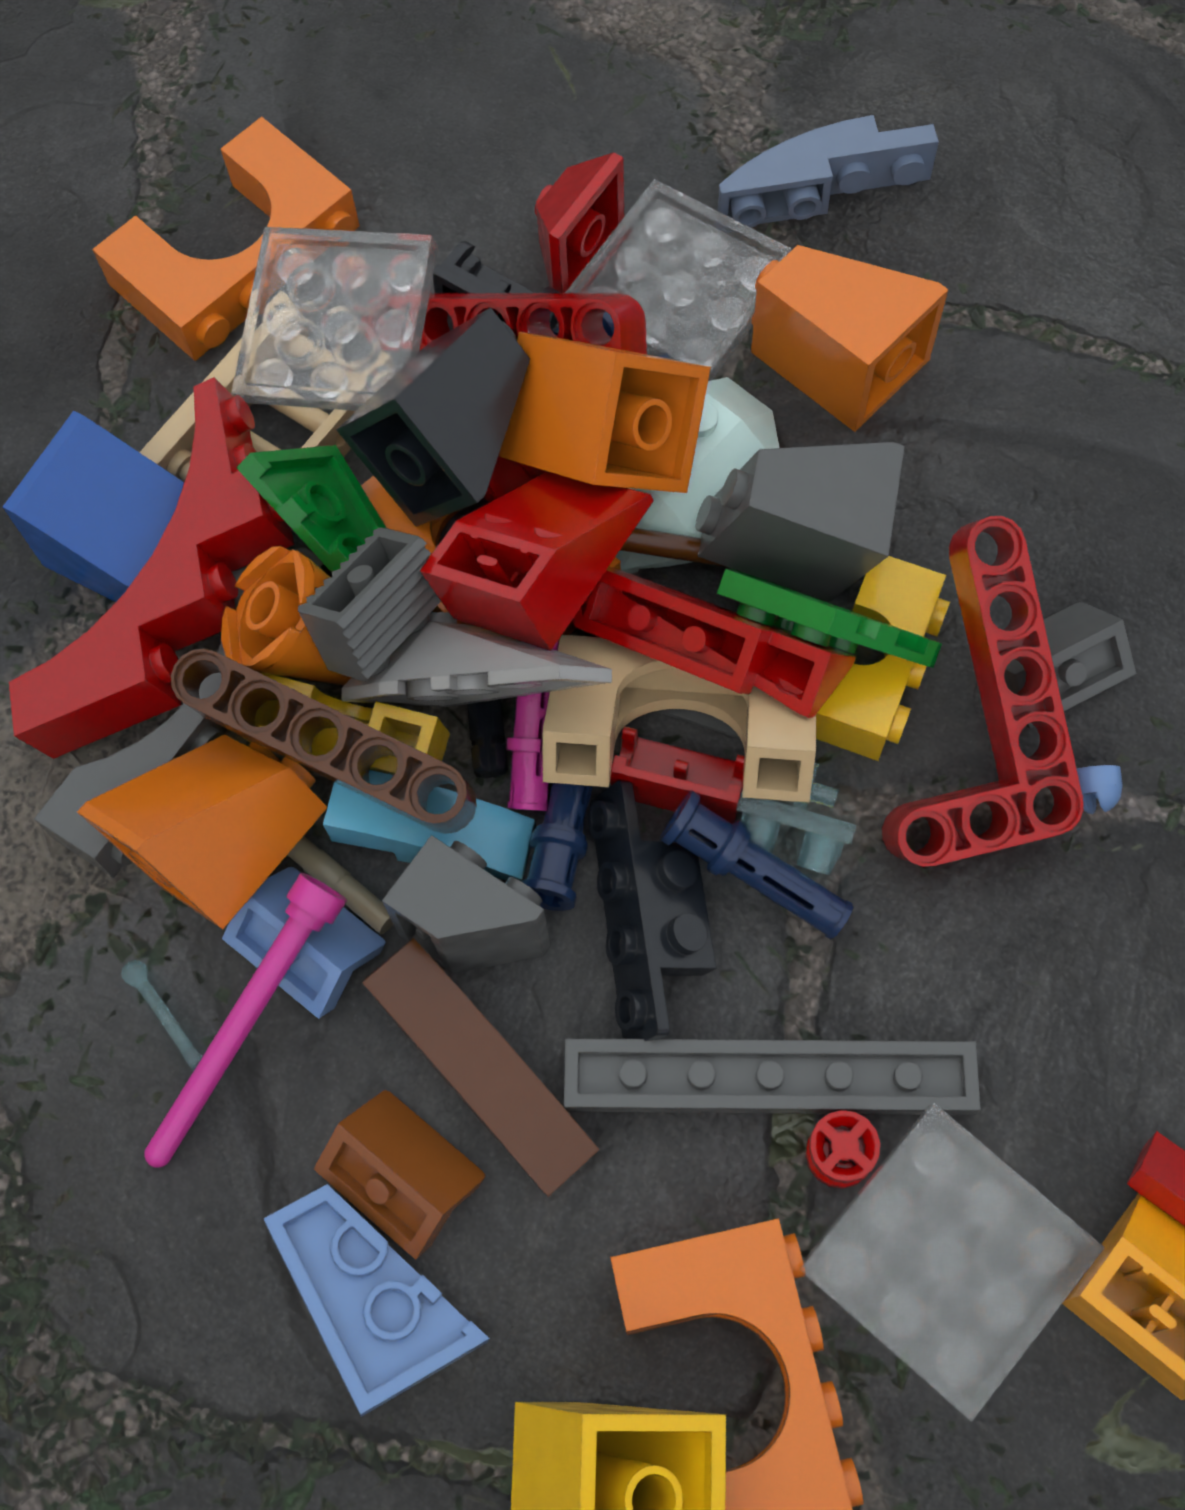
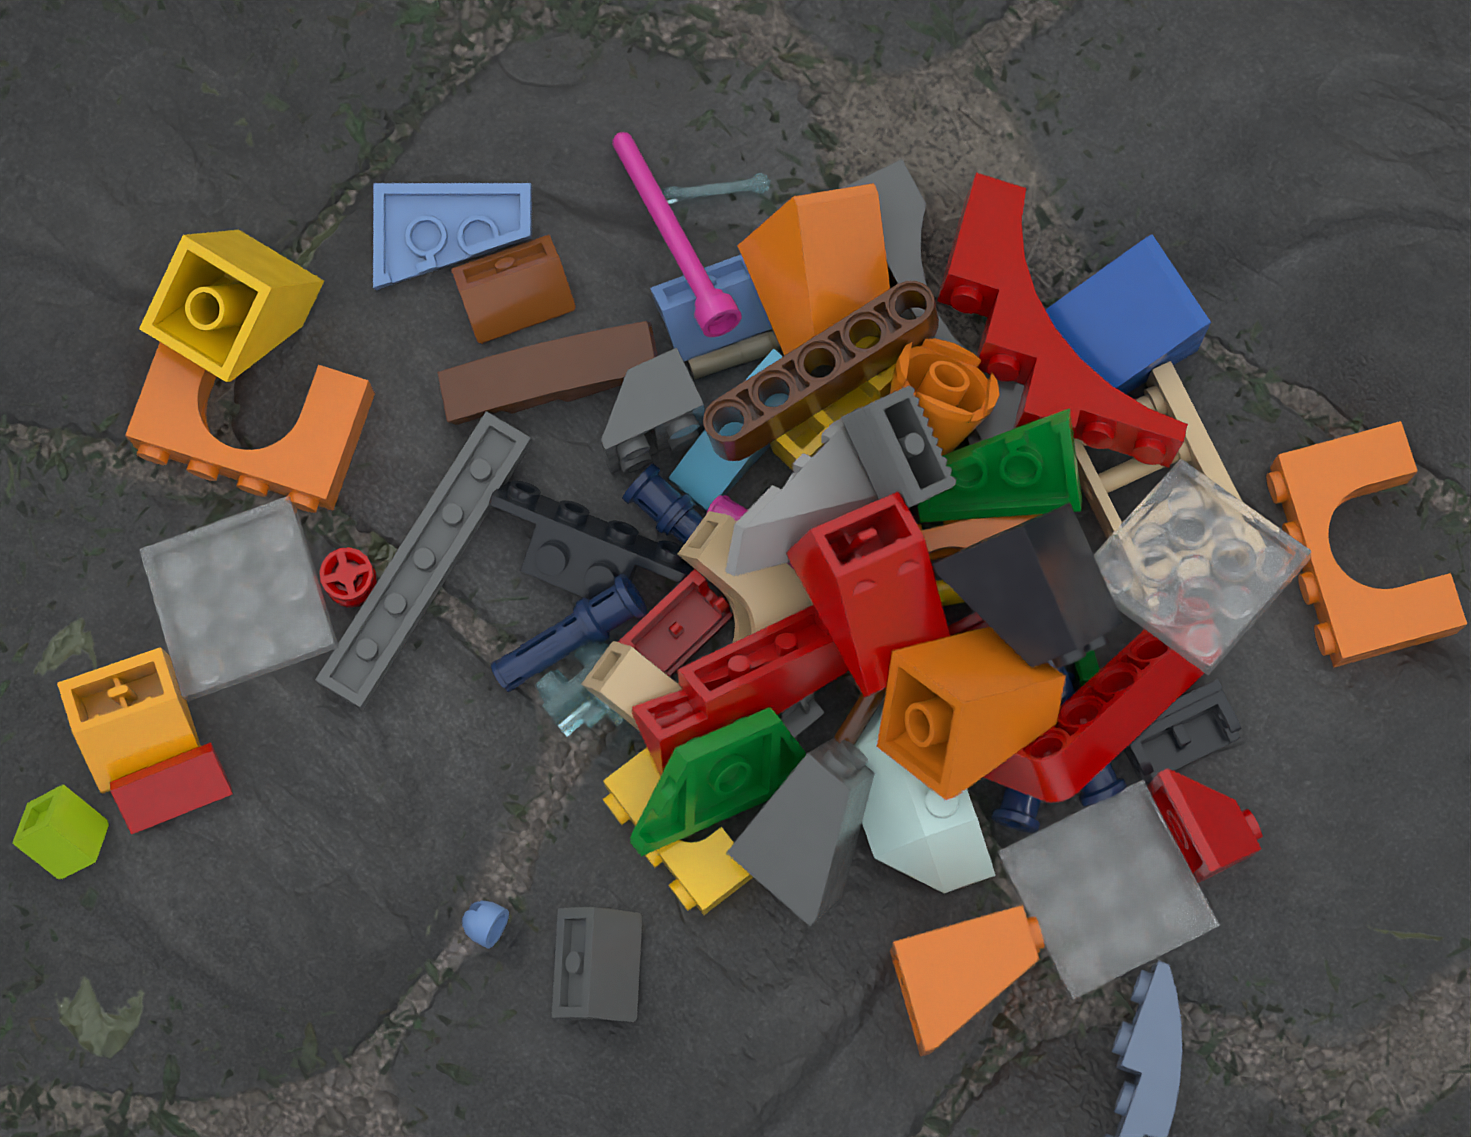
camera: 120 degrees right, 10 degrees up
(1004, 713) = (562, 879): red beam -> none

